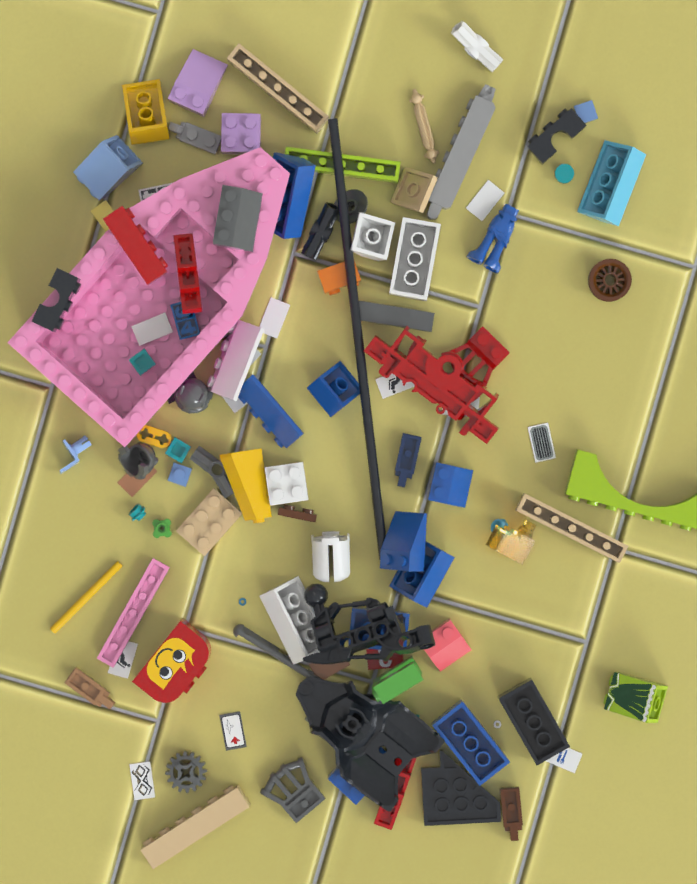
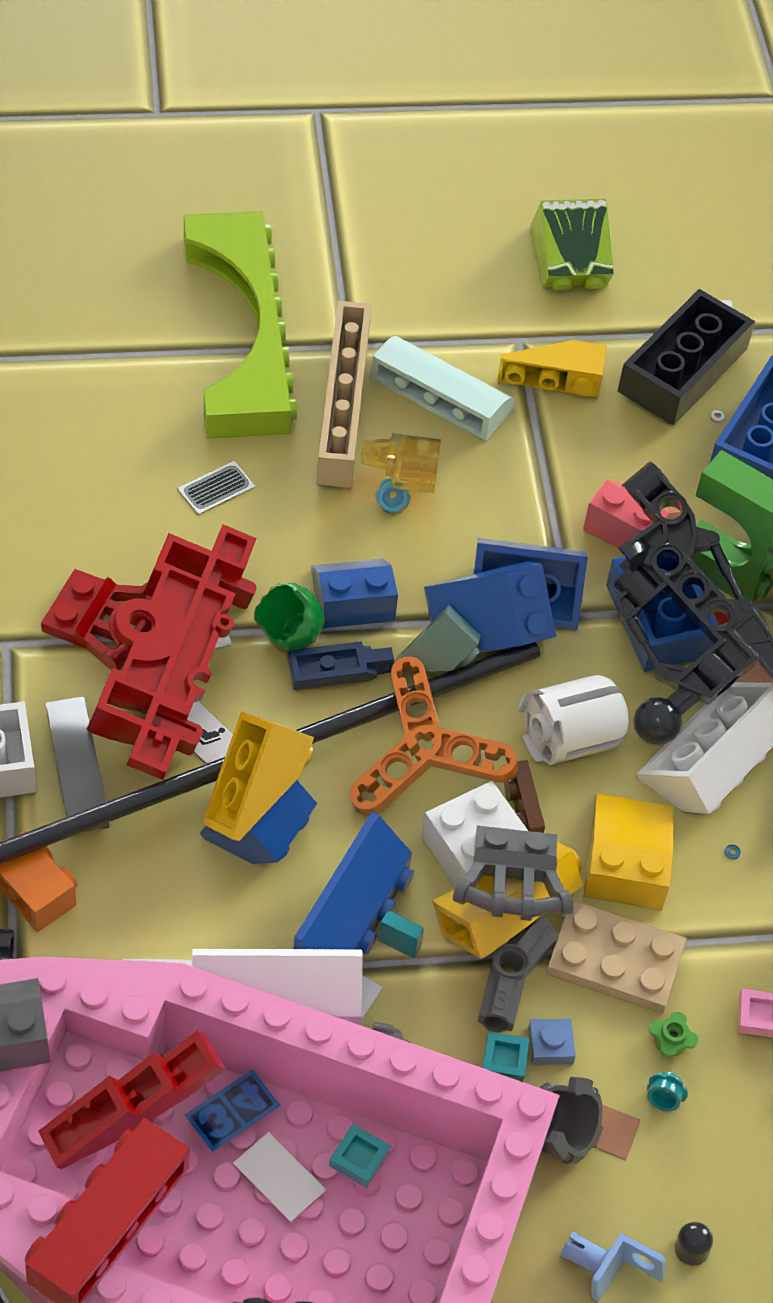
camera: 120 degrees left, 35 degrees down
(68, 491) = (694, 1243): none -> black piece
(252, 429) = (401, 934): none -> teal tile
(259, 489) = (514, 856): none -> dark grey plate
(259, 553) = (630, 852): none -> yellow slope
(337, 486) = (440, 756): none -> orange piece
(346, 391) = (255, 773): none -> yellow slope
(394, 509) = (444, 643): none -> sand green slope
(437, 444) = (290, 616): none -> green hair
(552, 655) = (561, 367): none -> yellow slope
(564, 584) = (440, 387): none -> light aqua brick

